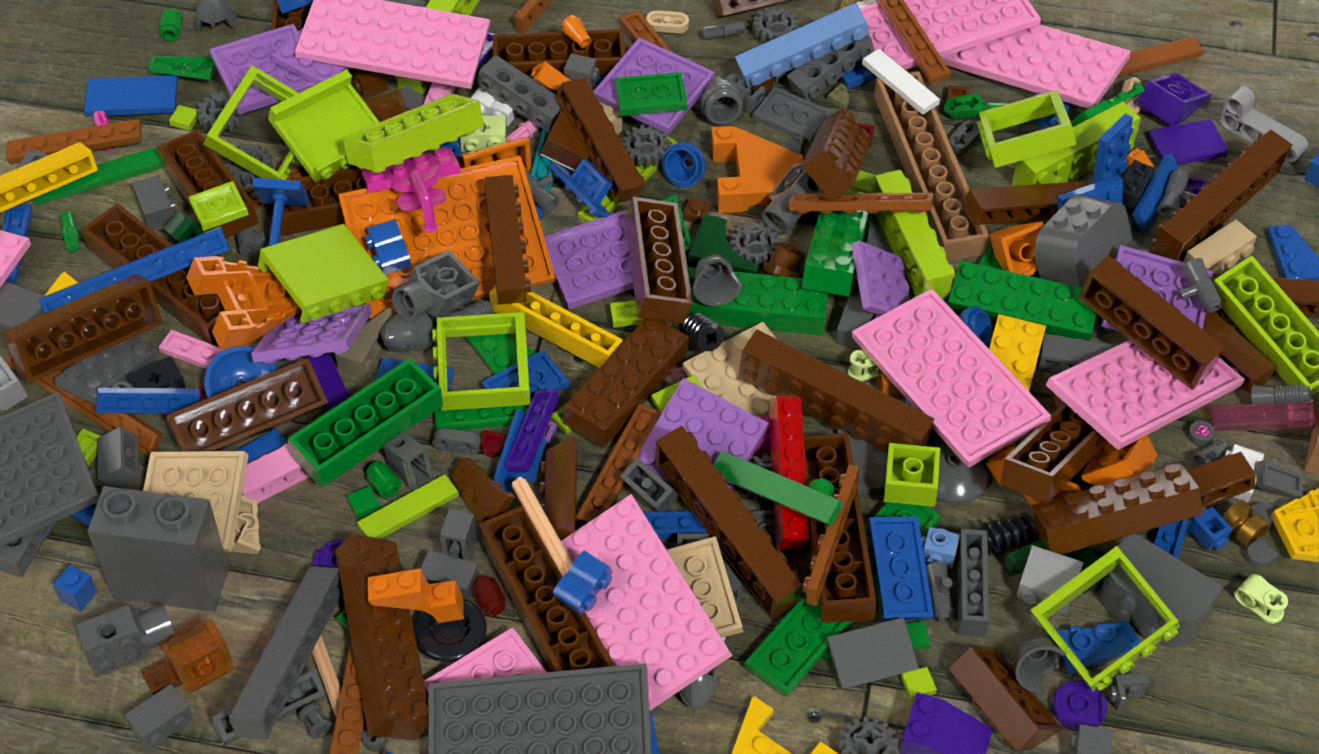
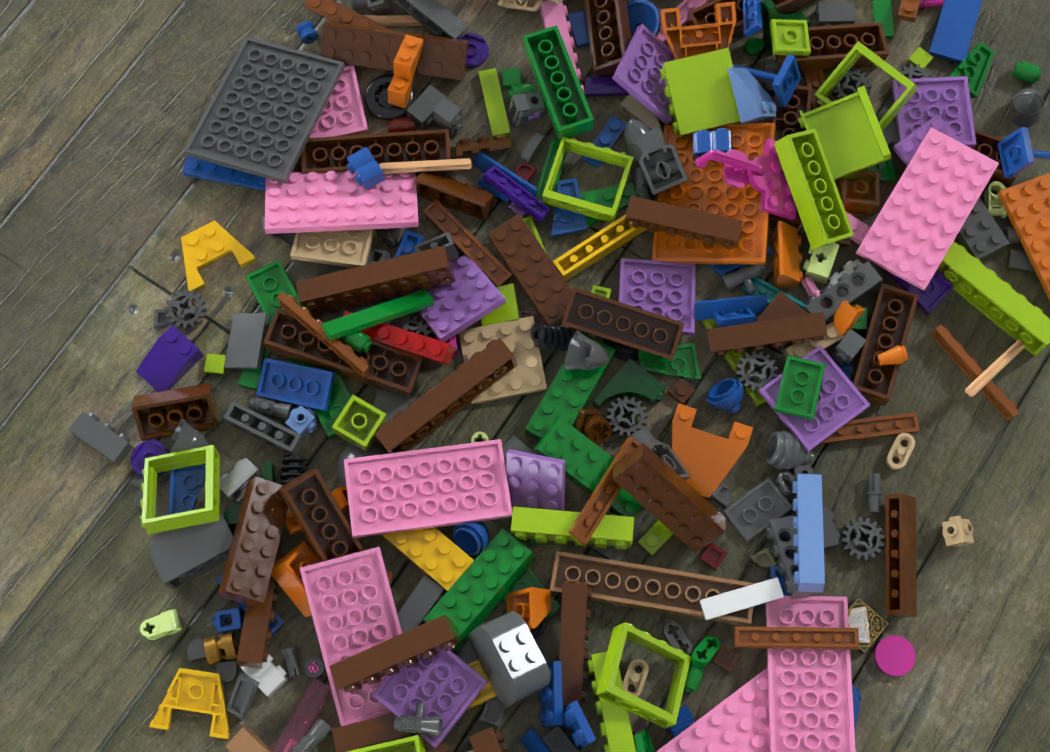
camera: 115 degrees right, 20 degrees up
(324, 213) = (750, 97): none -> medium blue slope

